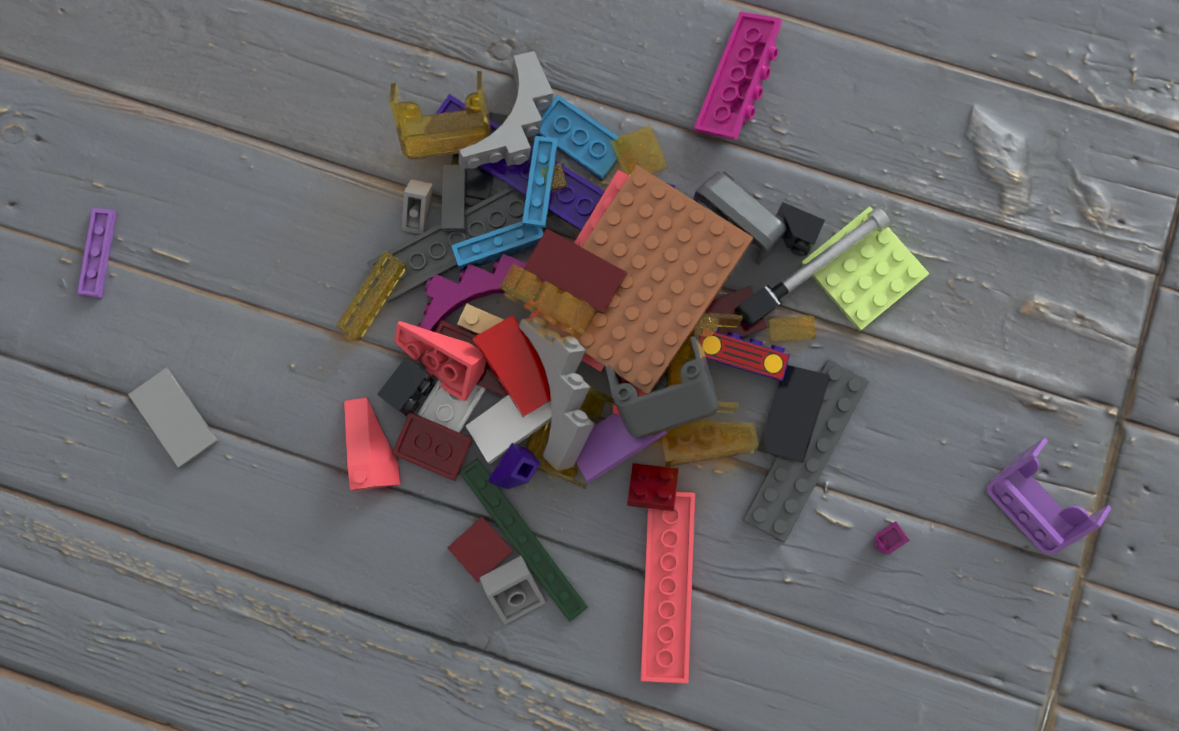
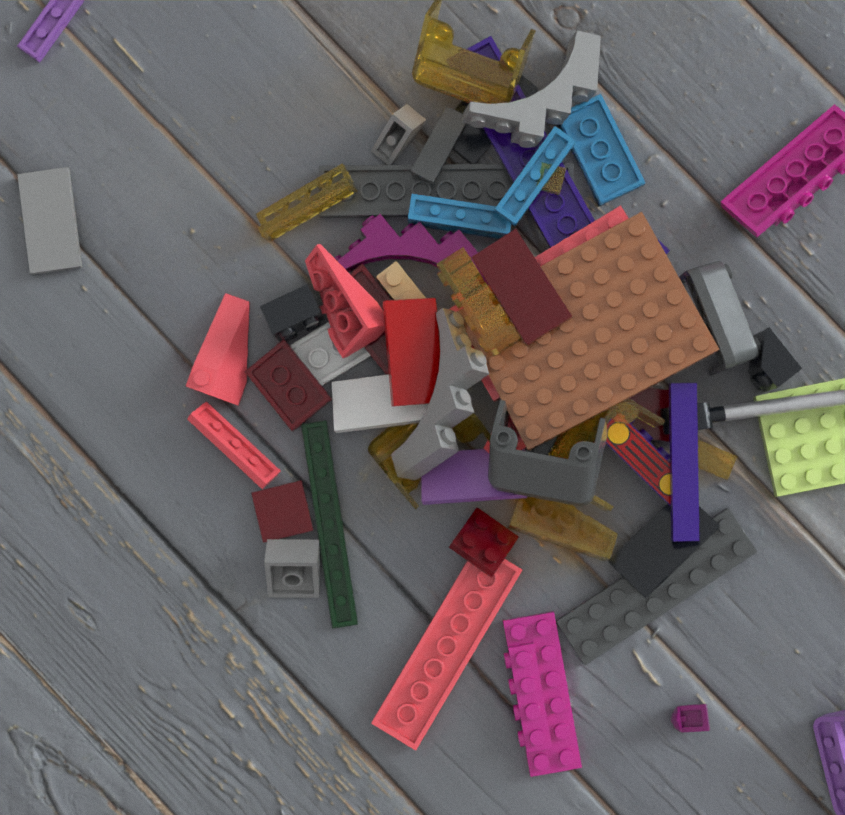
camera: 25 degrees right, 5 degrees up
(413, 517) = (234, 445): none -> coral plate
(515, 467) = (358, 450): dark purple slope -> none
(639, 149) = (652, 195): clear yellow hinge -> none
(763, 584) = (541, 694): none -> dark pink plate
(774, 340) = (684, 461): none -> dark purple tile

